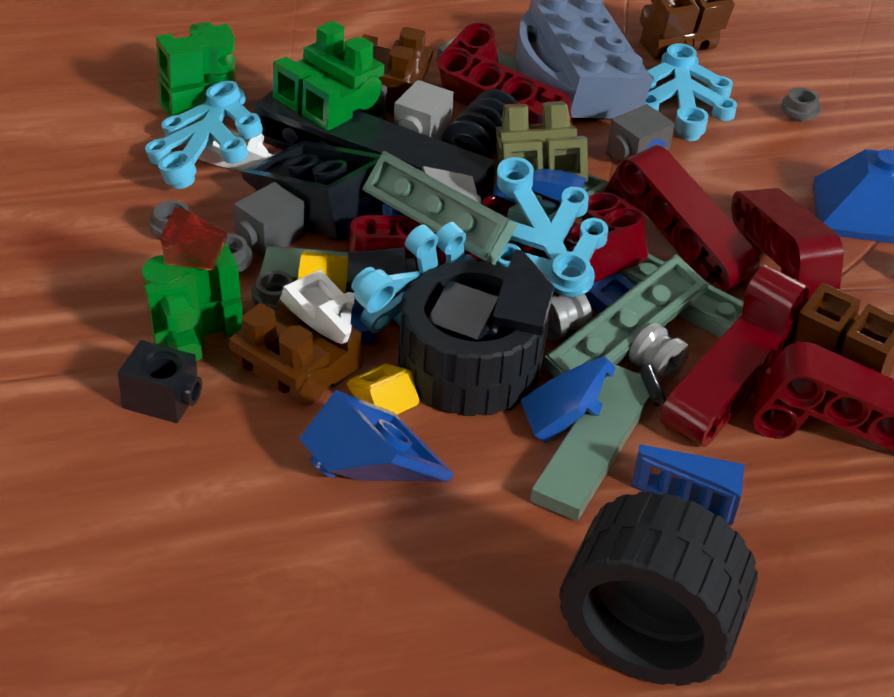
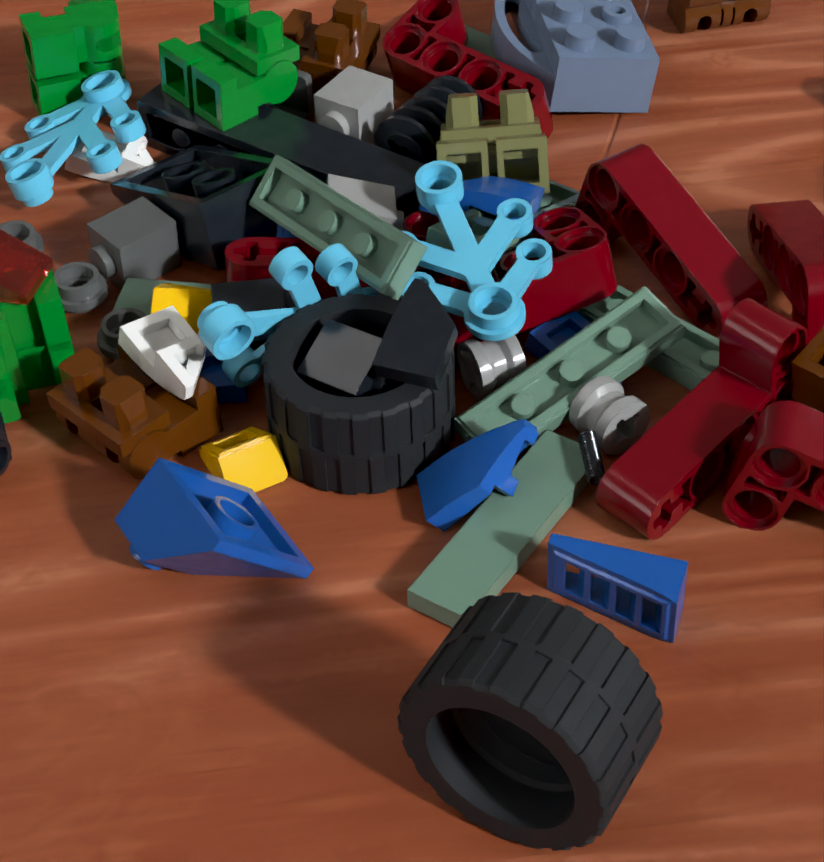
camera: 10 degrees right, 0 degrees up
(638, 131) = (638, 122): dark grey brick -> none
(683, 63) = (712, 112): medium azure plant -> none

